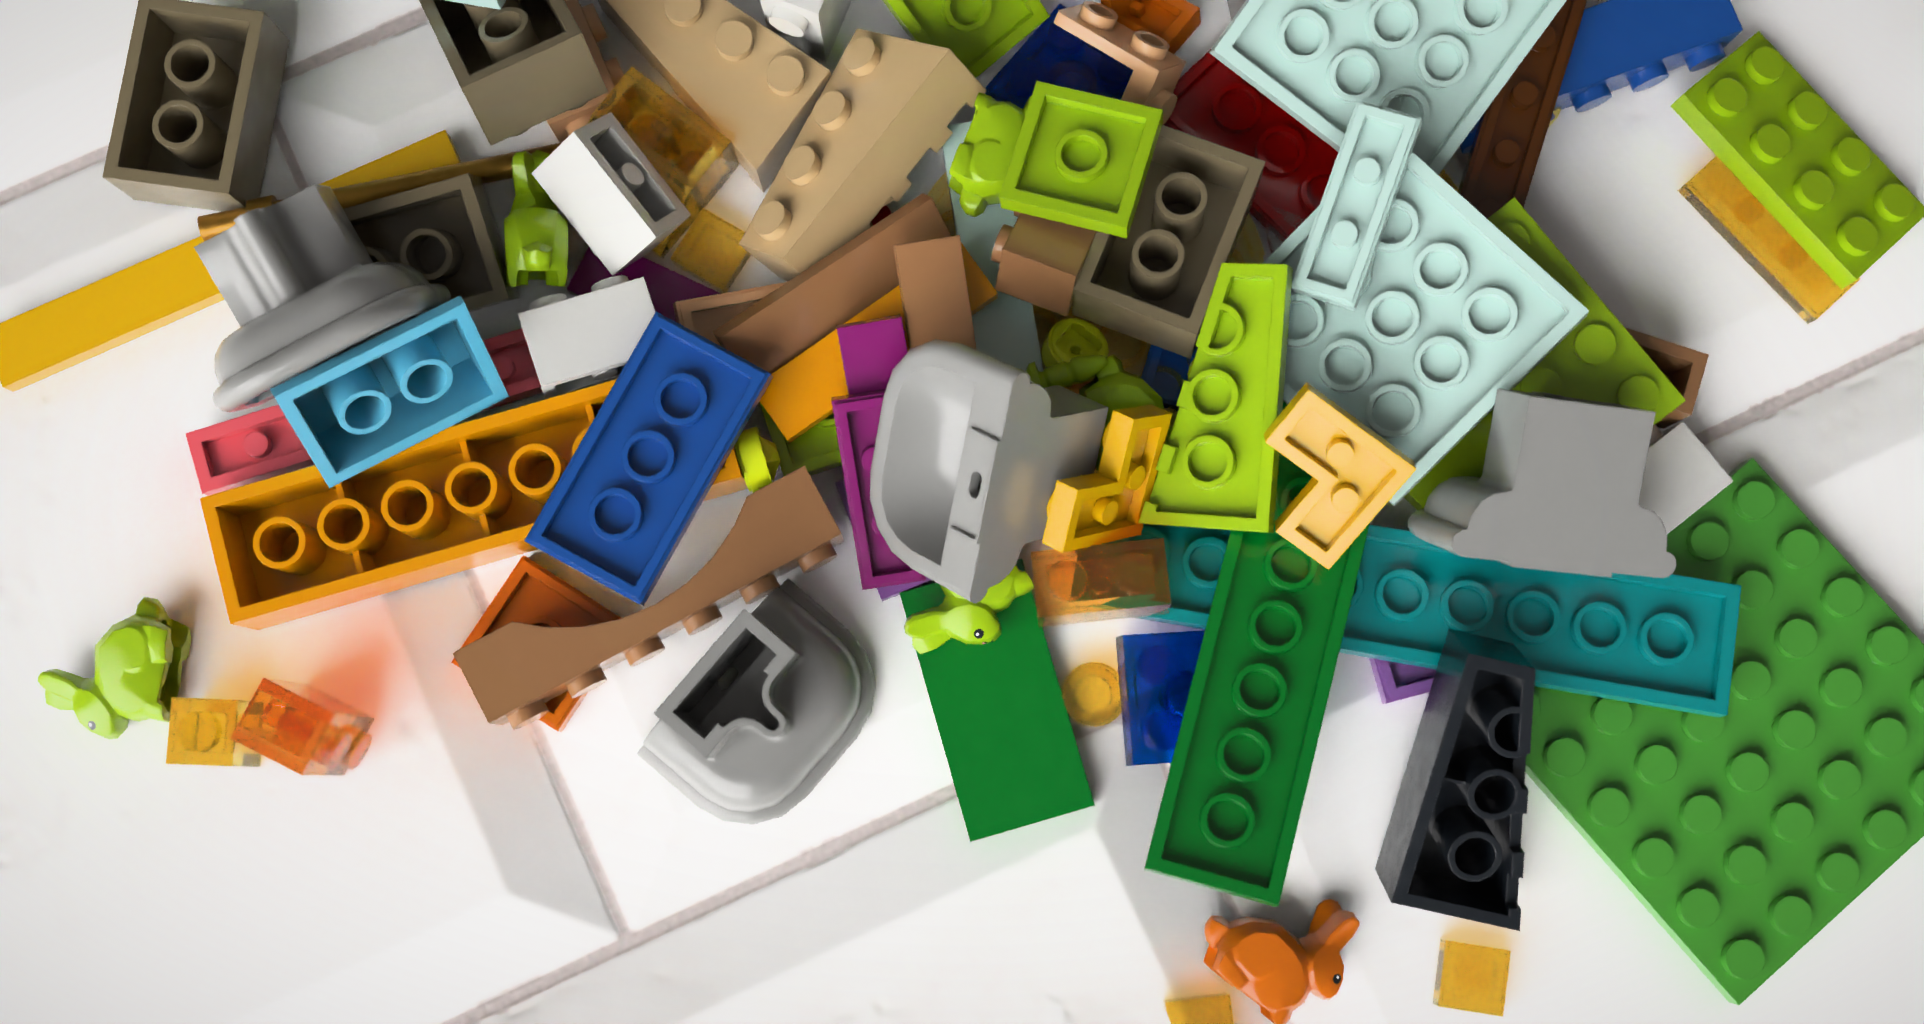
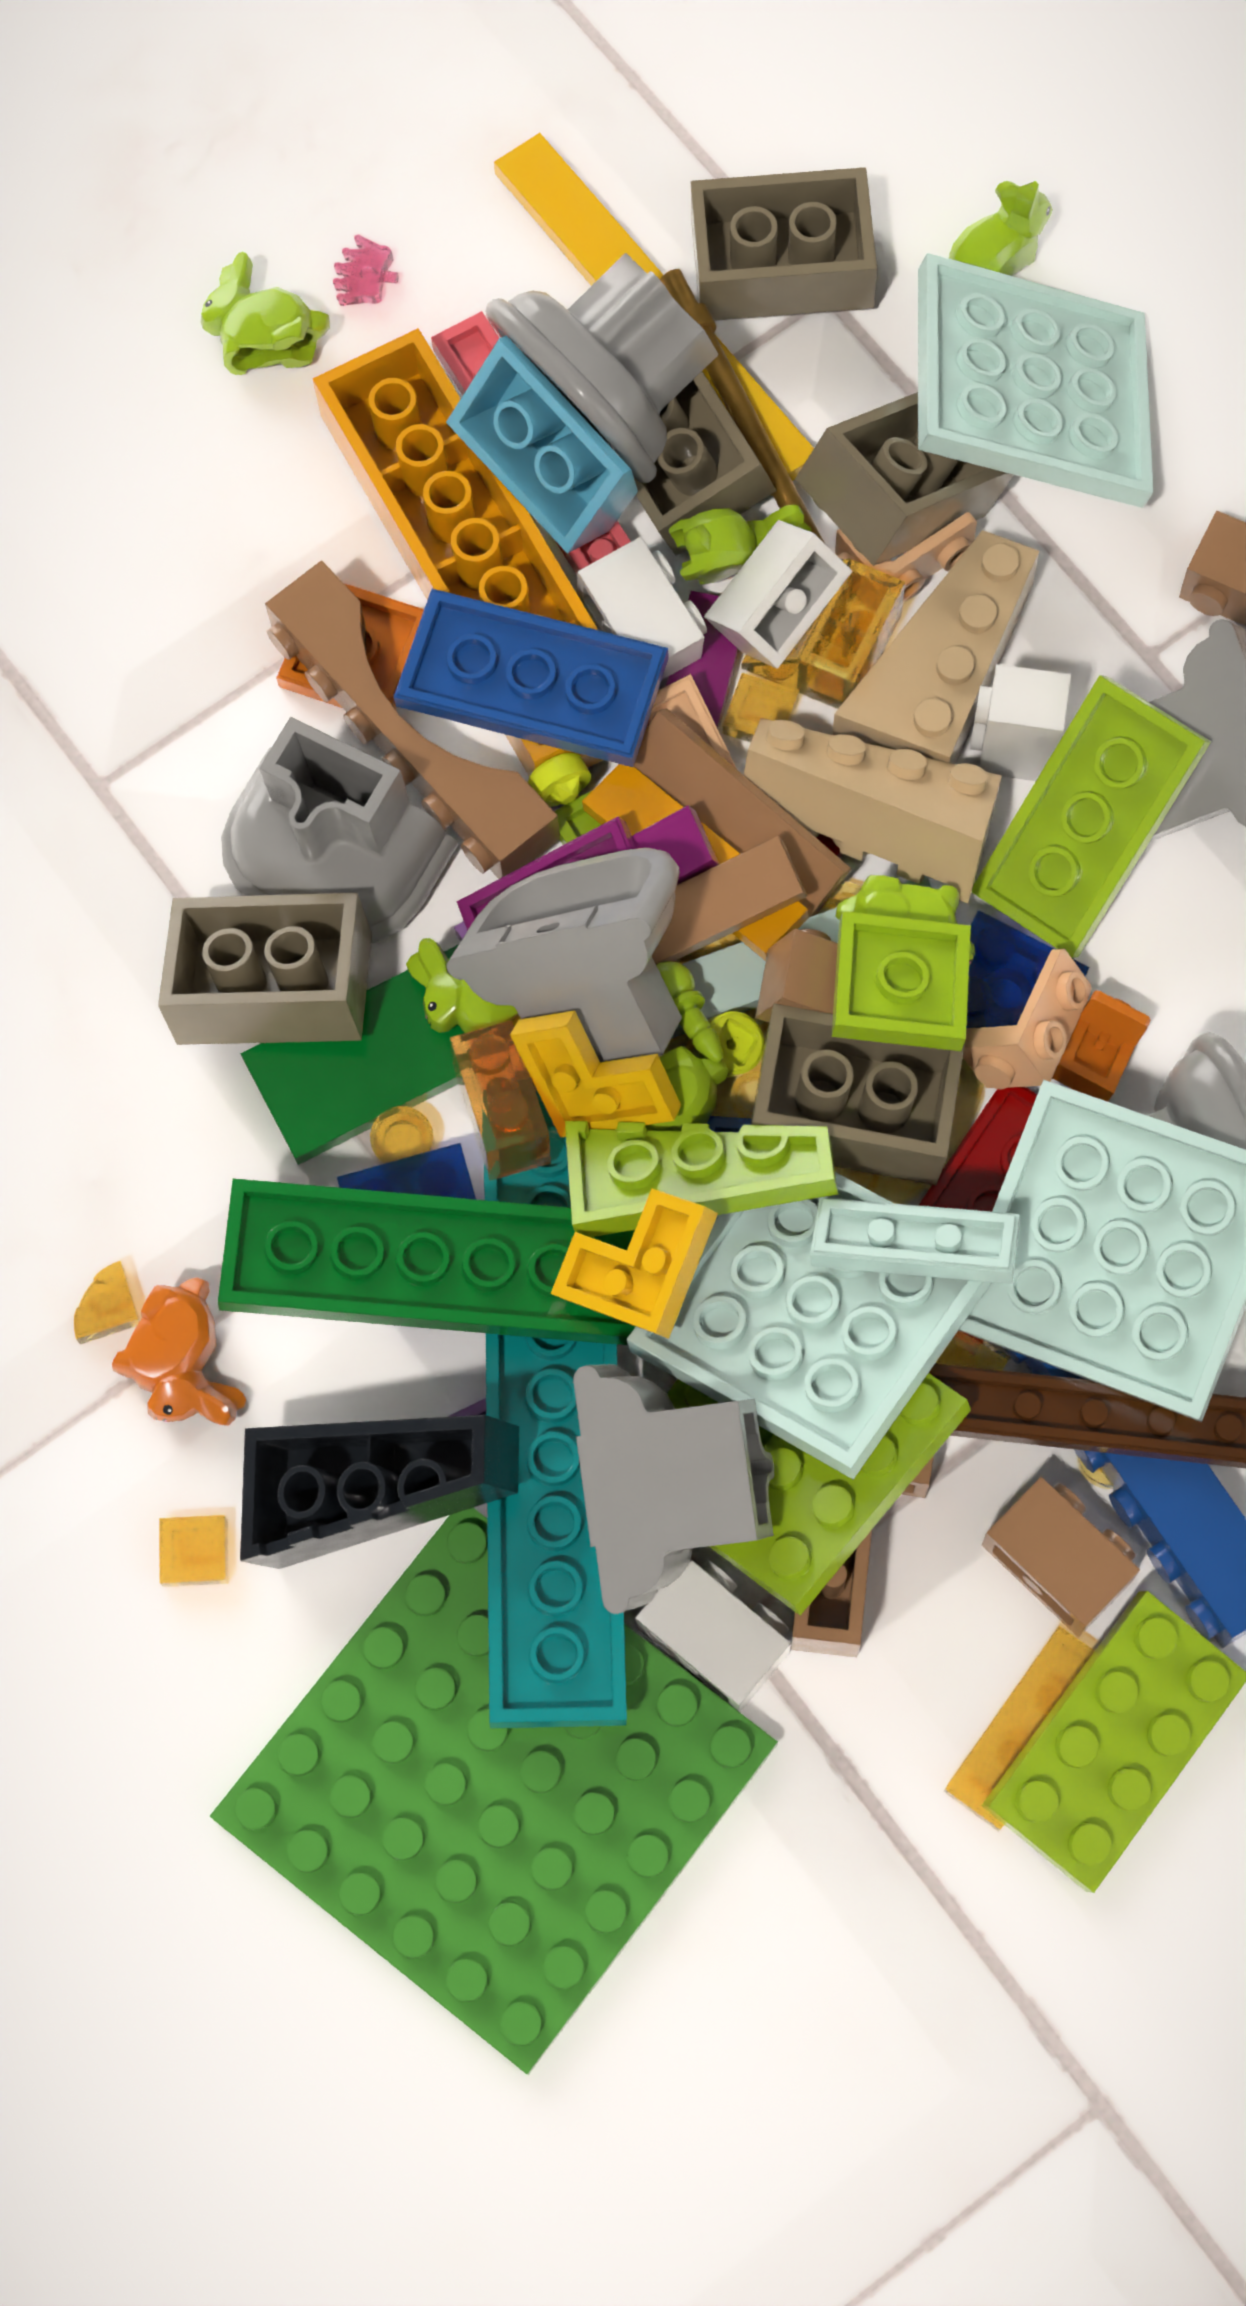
camera: 85 degrees right, 10 degrees down
(95, 551) = (364, 273): none -> clear pink piece
(202, 733) = (220, 400): clear yellow brick -> none
(304, 729) = (234, 463): clear orange brick -> none
(899, 798) = (266, 969): none -> dark tan brick
(1626, 165) = (1061, 1555): none -> medium nougat brick

